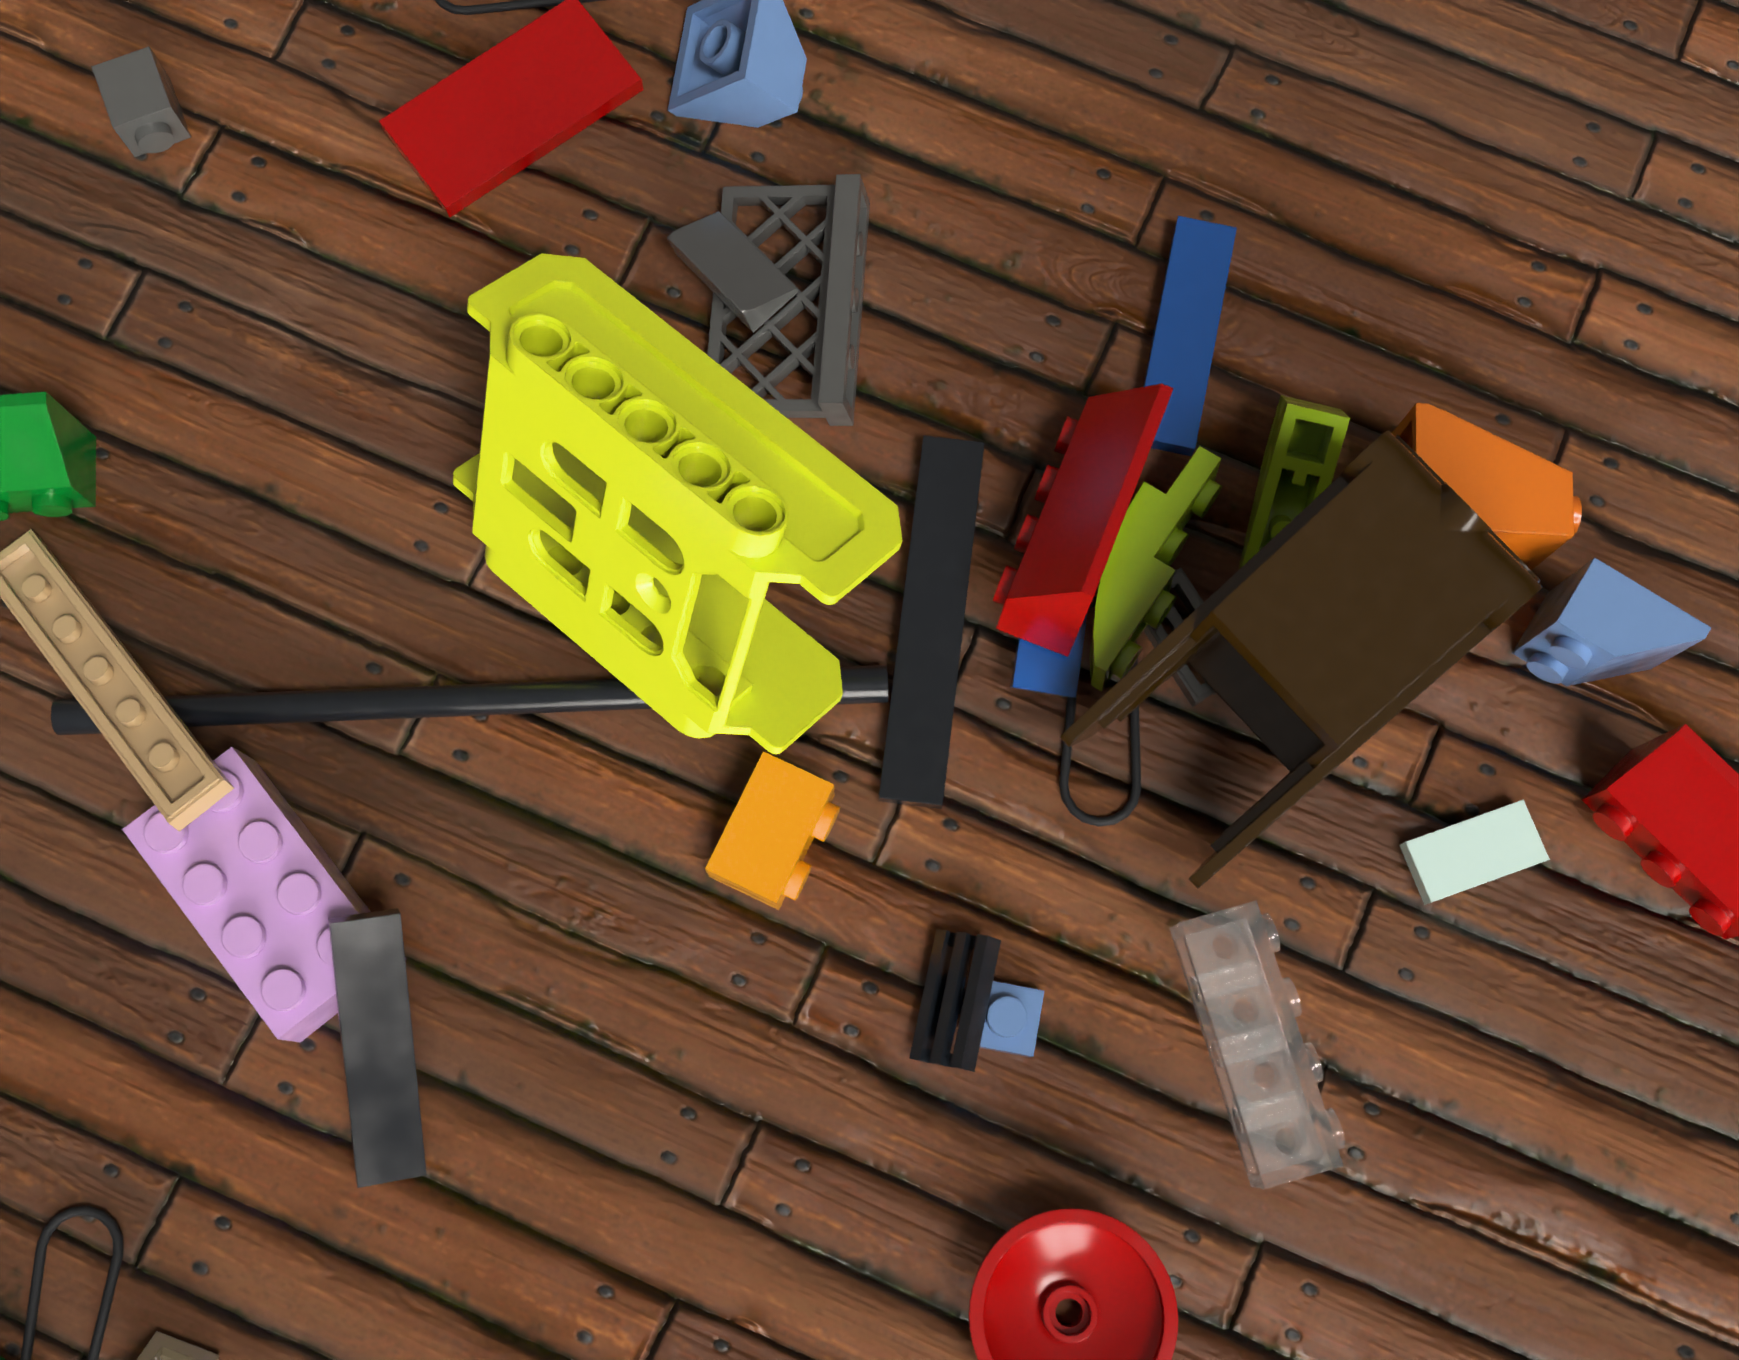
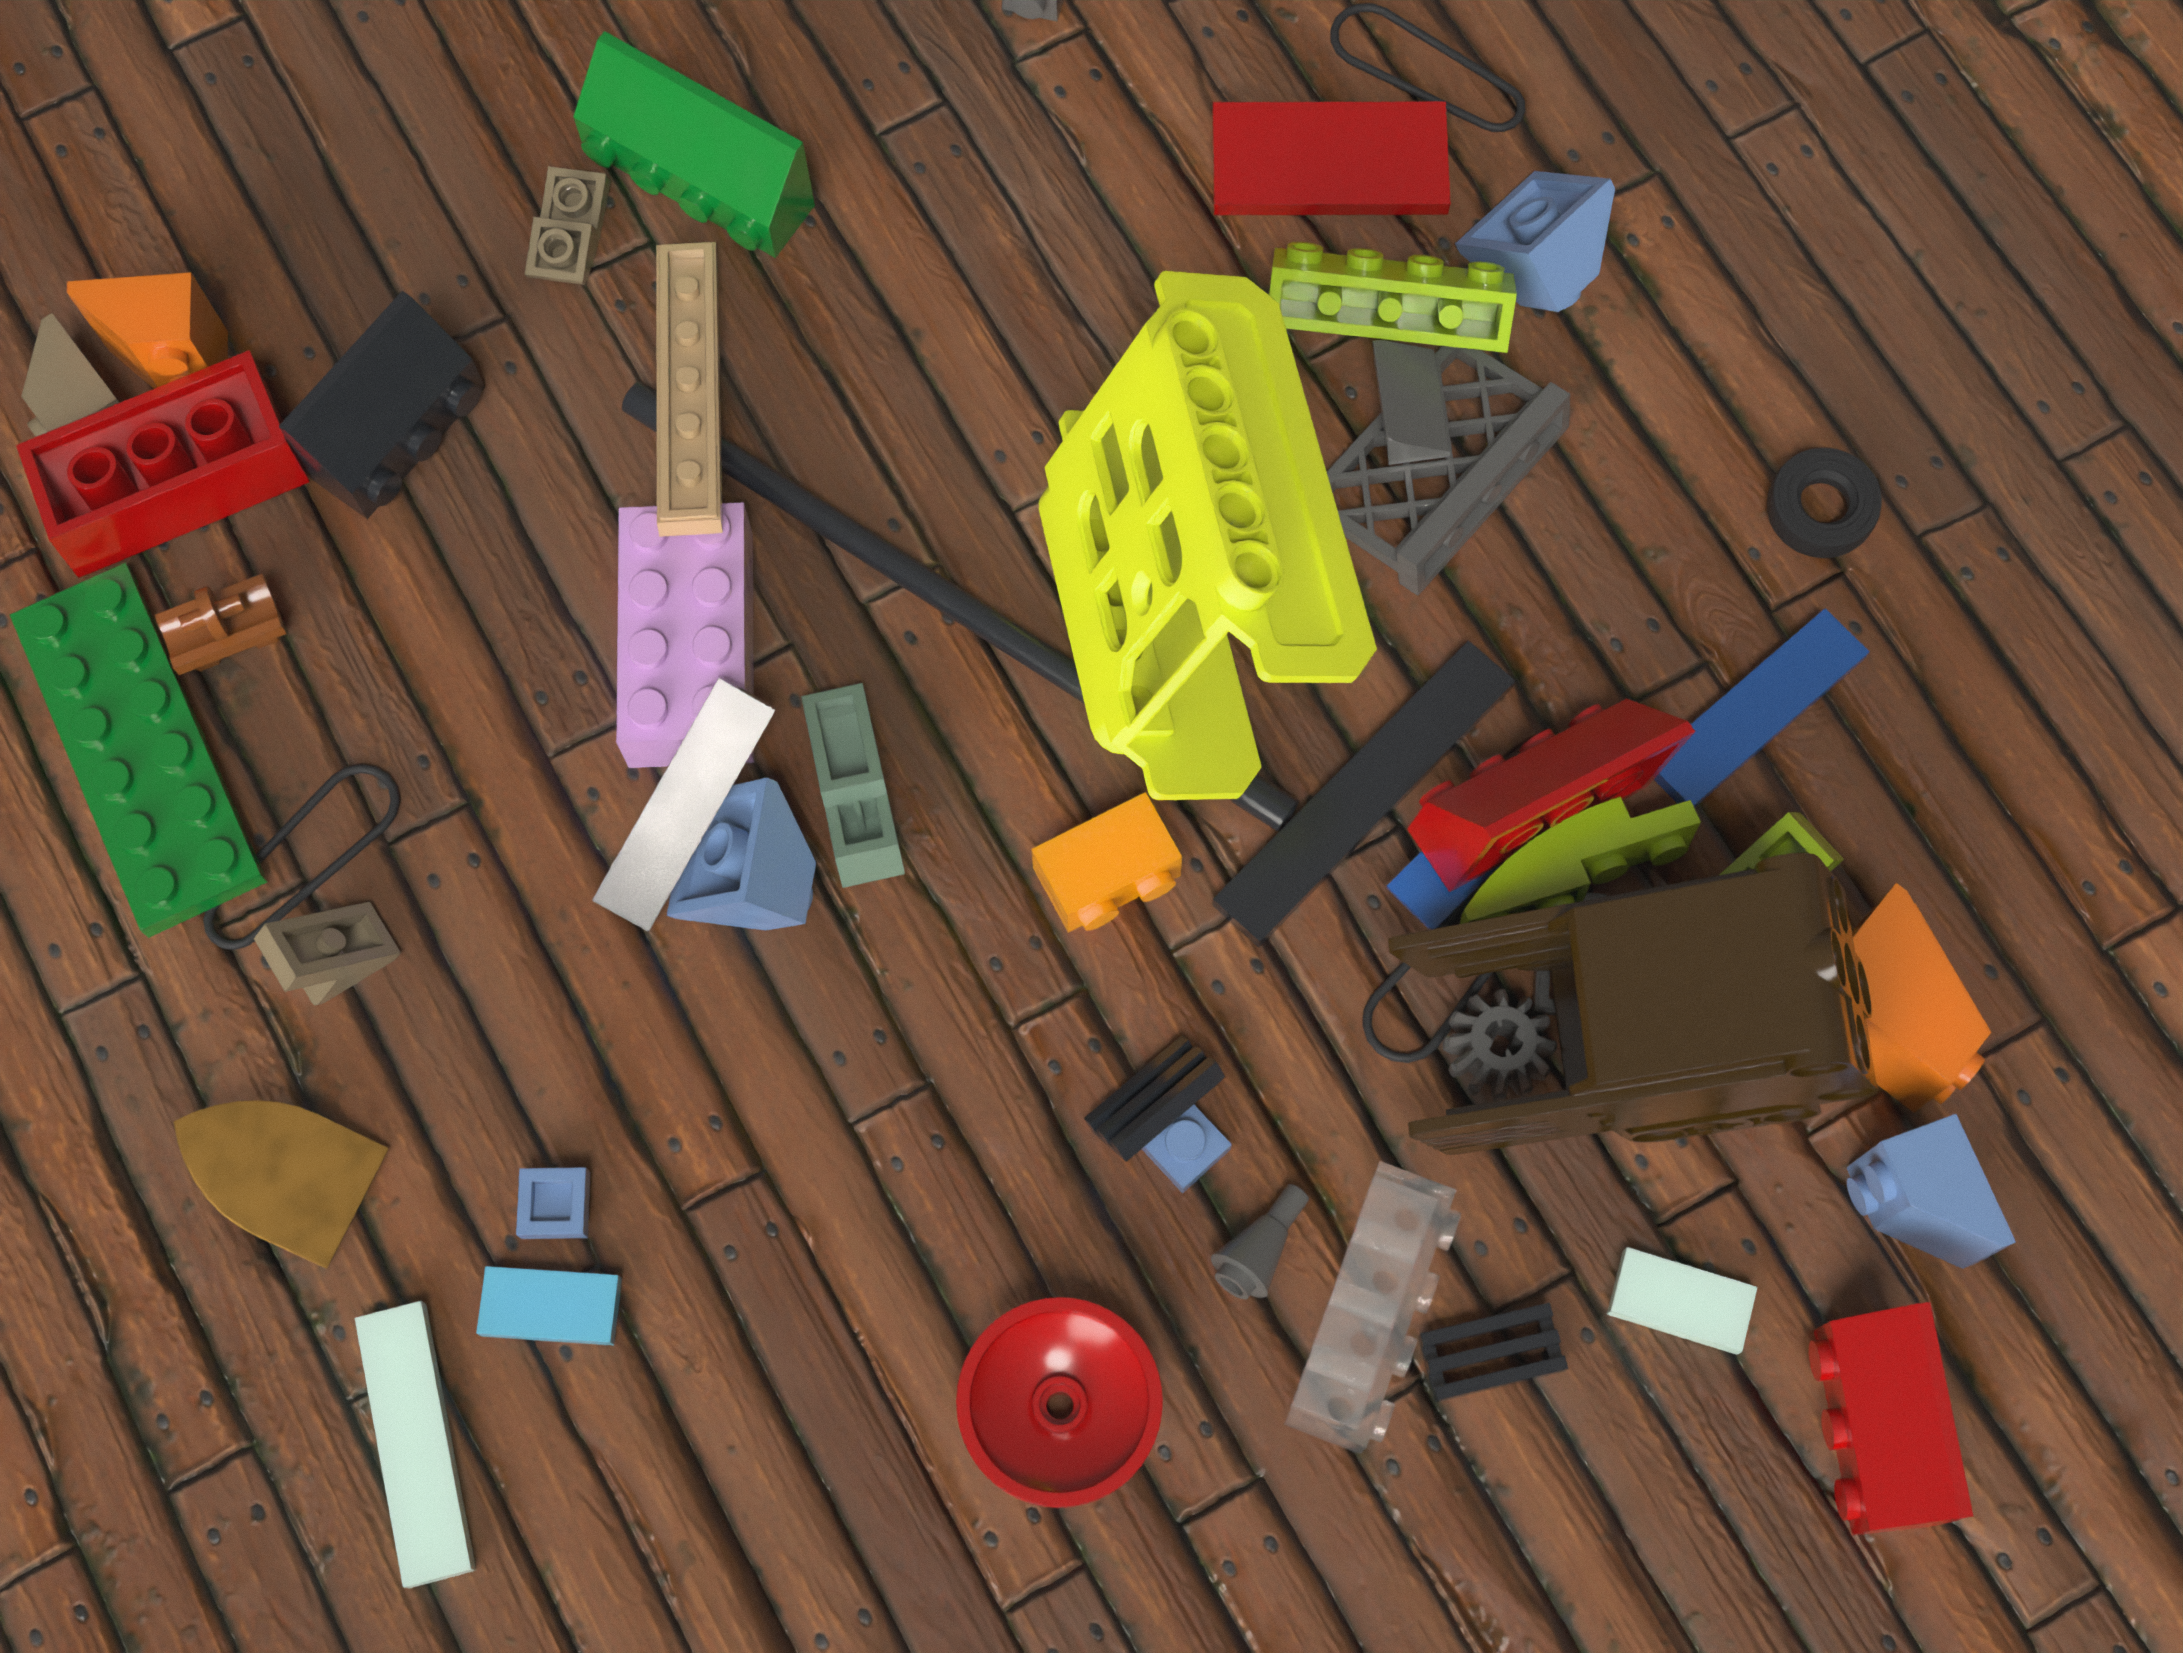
camera: 40 degrees right, 5 degrees down
(472, 1055) = (748, 865): none -> medium blue slope
(507, 919) = (852, 785): none -> sand green slope
(657, 189) = (1392, 298): none -> lime brick
(1118, 96) = (1832, 468): none -> black tyre
(1128, 1070) = (1251, 1258): none -> dark grey cone
(1206, 736) = (1523, 1054): none -> dark grey gear
(1398, 962) = (1546, 1338): none -> black tile

